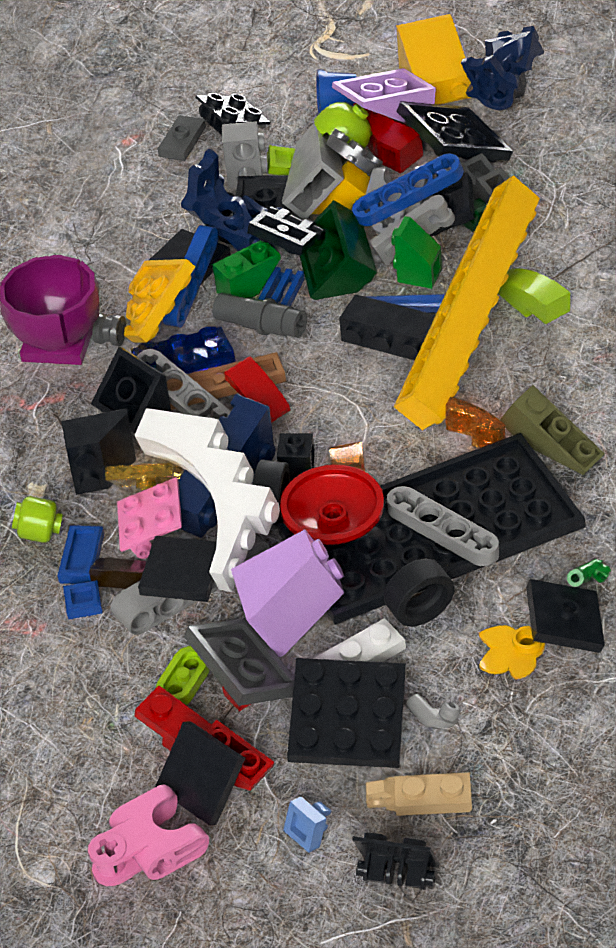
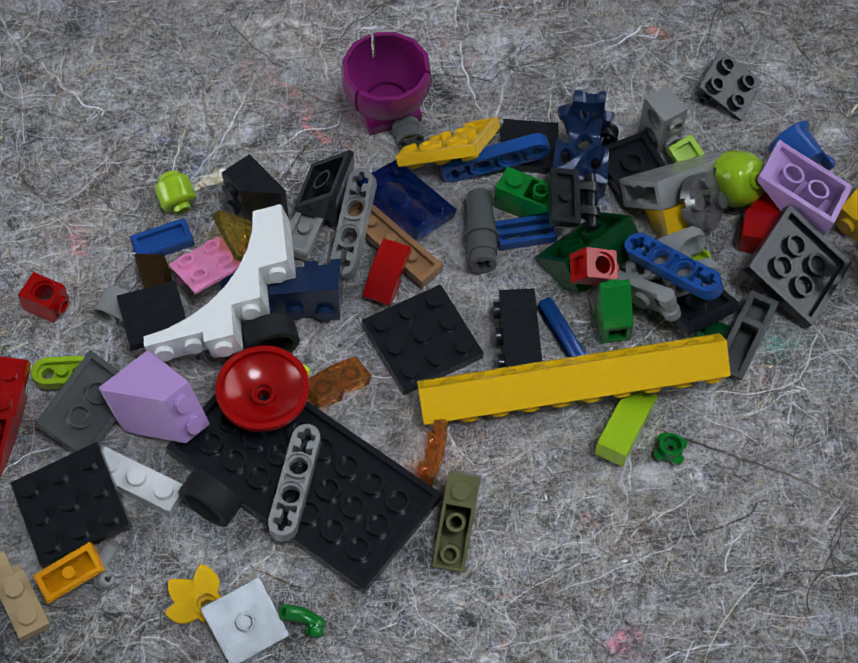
camera: 55 degrees right, 15 degrees up
(81, 663) = (36, 290): none -> red brick
(82, 599) = (116, 265): blue tile -> none
(181, 138) = (676, 66): dark grey plate -> none
(297, 451) = (325, 338): black brick -> none
(342, 399) = (422, 338): none -> black plate
(370, 238) = (593, 266): none -> red brick
(425, 735) = (69, 572): none -> light orange slope
(570, 276) = (670, 440): none -> green plate

